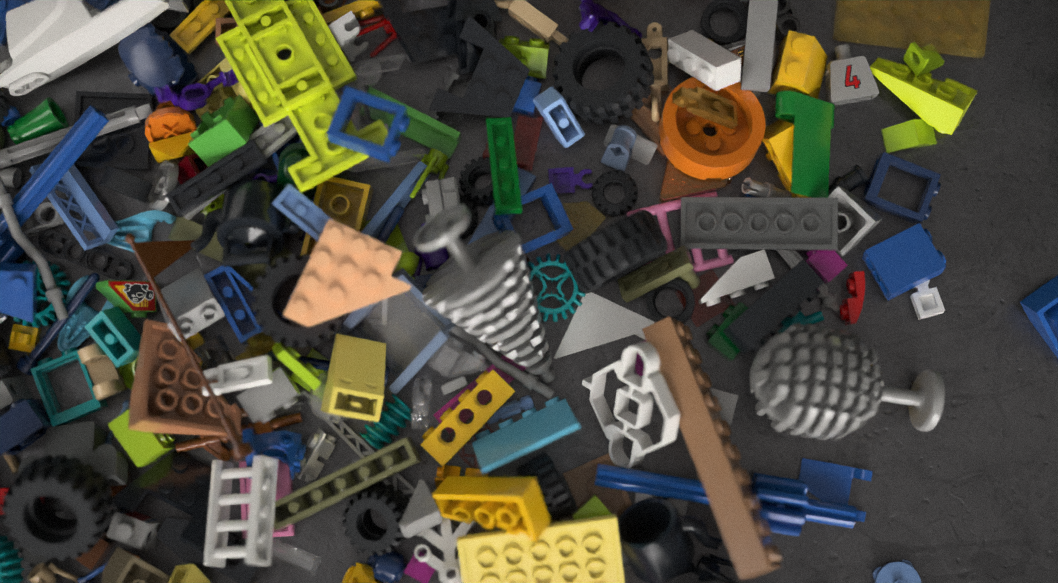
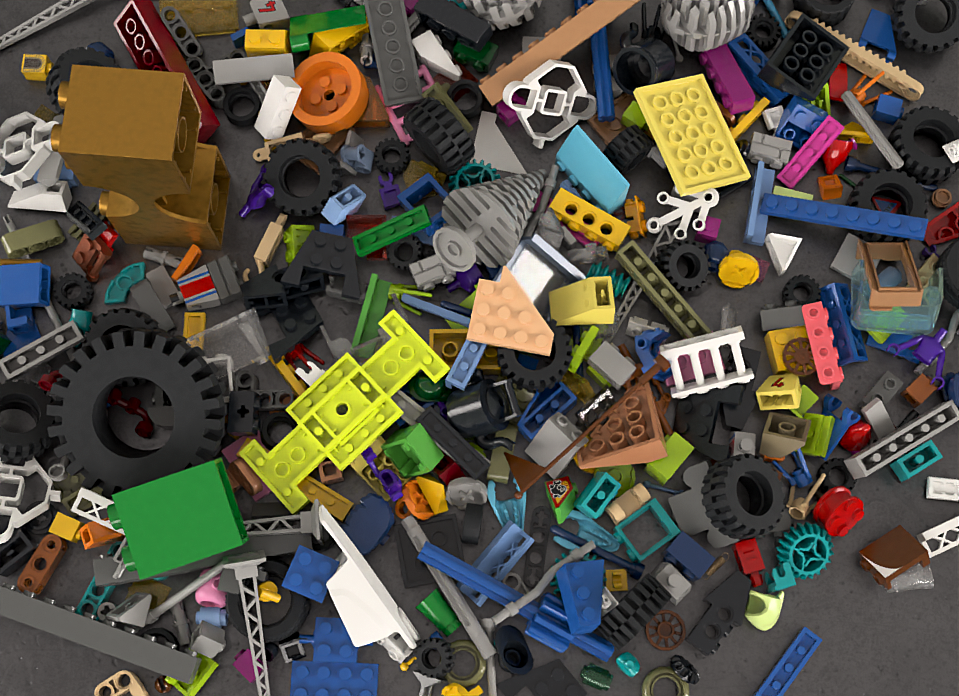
camera: 105 degrees left, 10 degrees down
(240, 375) = (603, 385): white hinge -> none
(342, 117) = (384, 347): blue window -> none
(420, 512) = (667, 230): light grey slope -> none
(494, 502) = (648, 176): yellow wedge -> none
(707, 105) = (313, 94): pearl gold hinge -> none
(819, 32) = (238, 38): none -> blue tile

